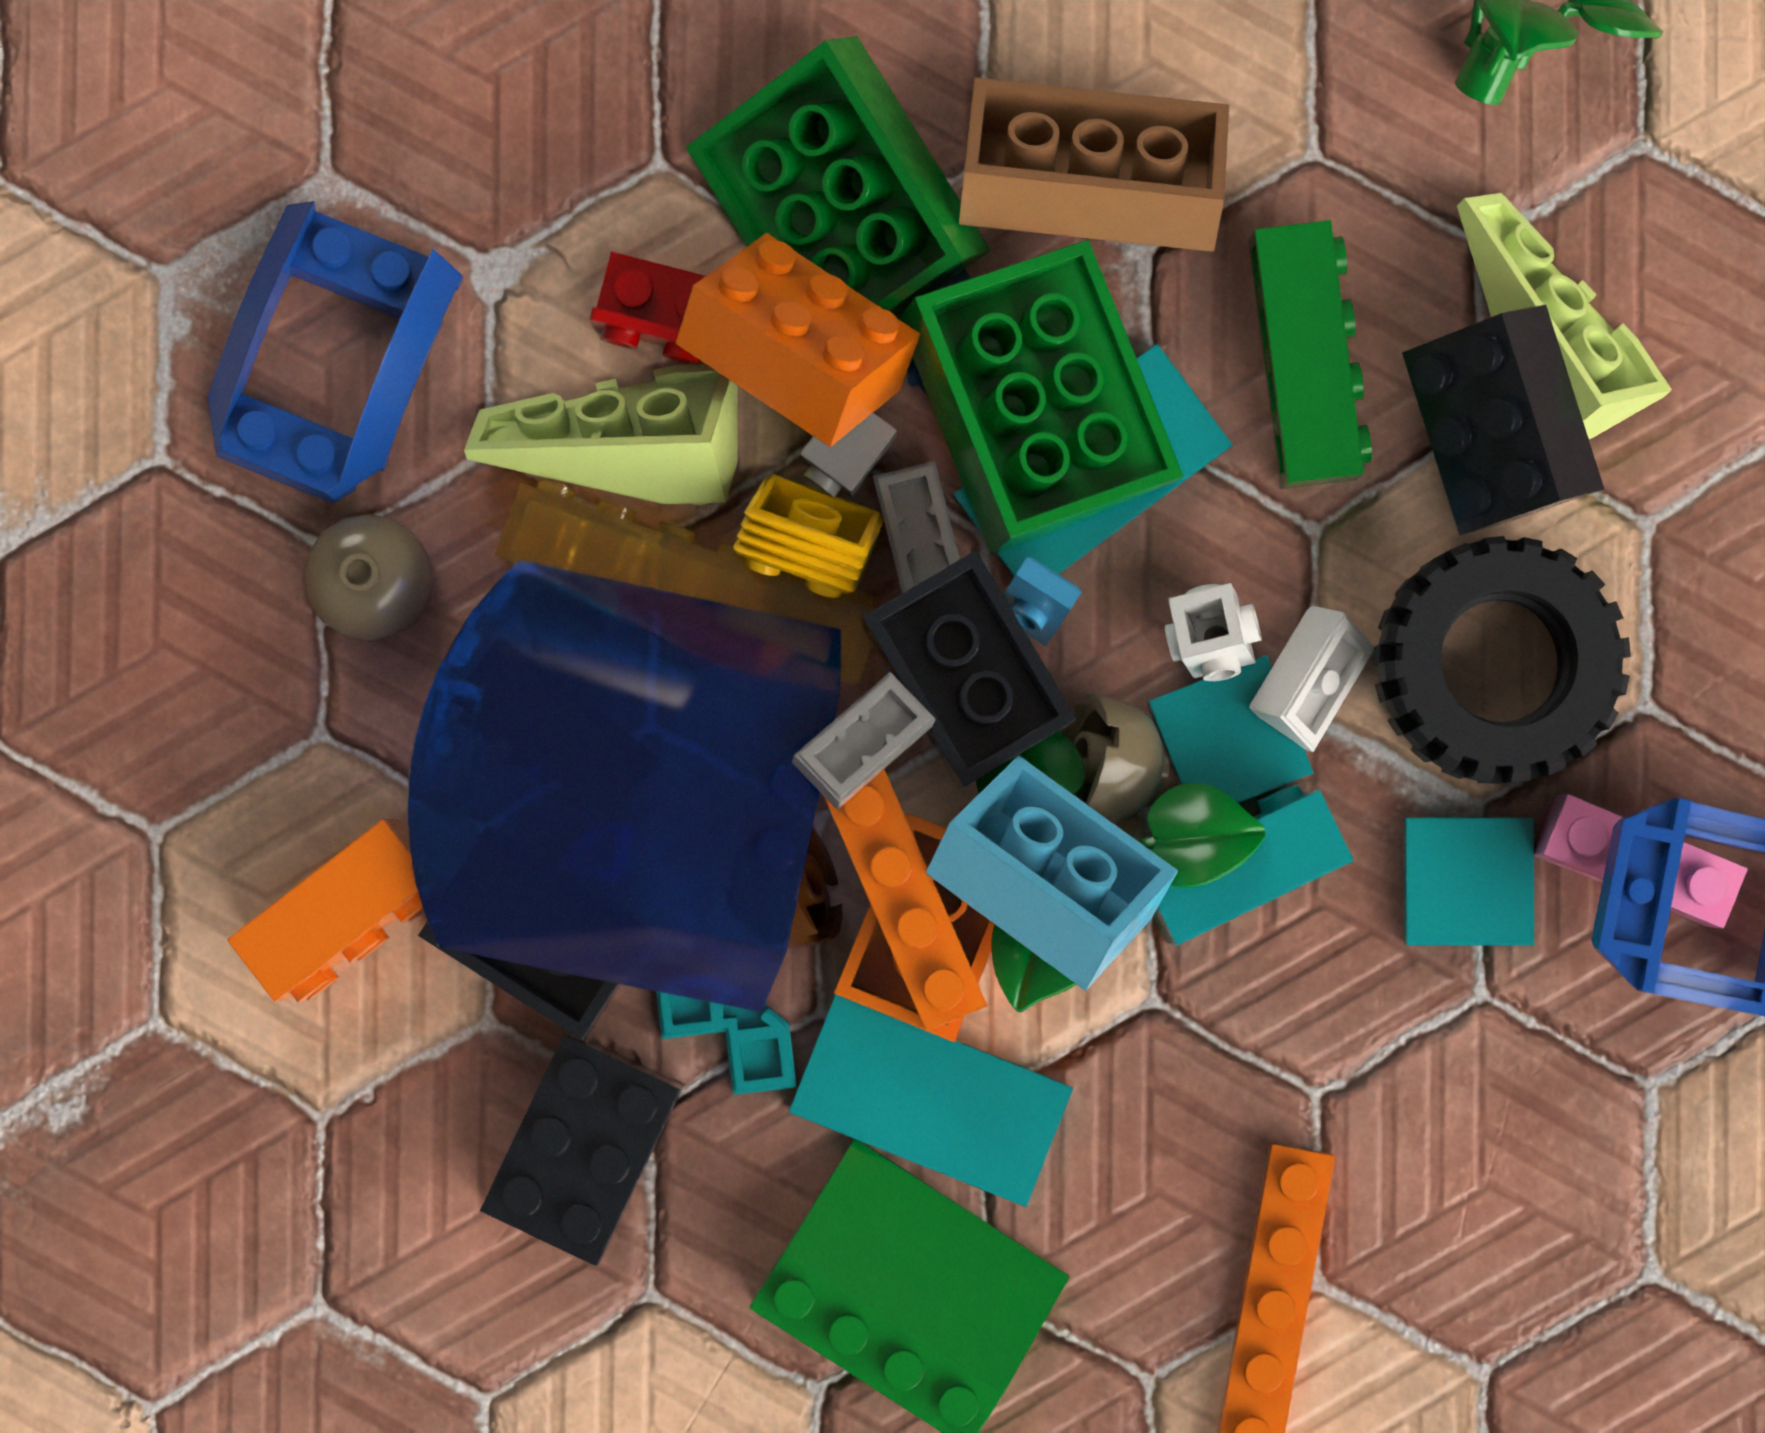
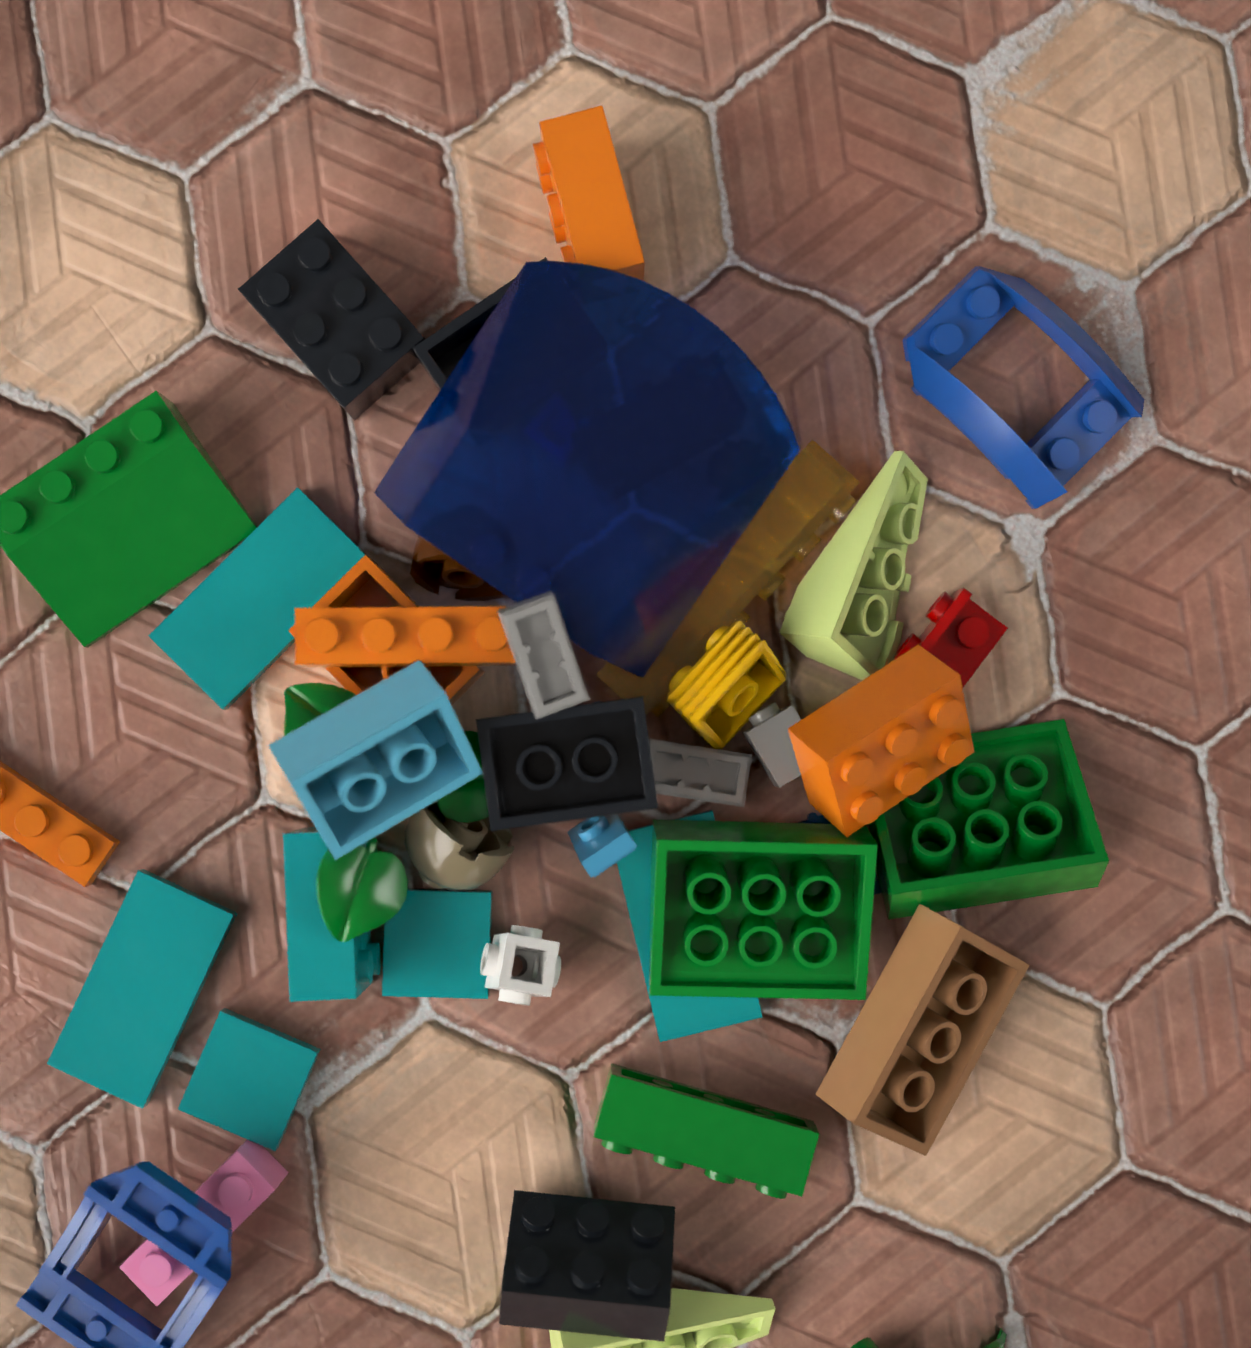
camera: 110 degrees right, 0 degrees up
(368, 577) = (835, 341): dark tan cylinder -> none
(756, 1041) = (351, 483): teal tile -> none
(1312, 676) = (456, 1027): white slope -> none
(1419, 1044) = (142, 988): none -> teal tile
(1585, 645) = (389, 1250): black tyre -> none

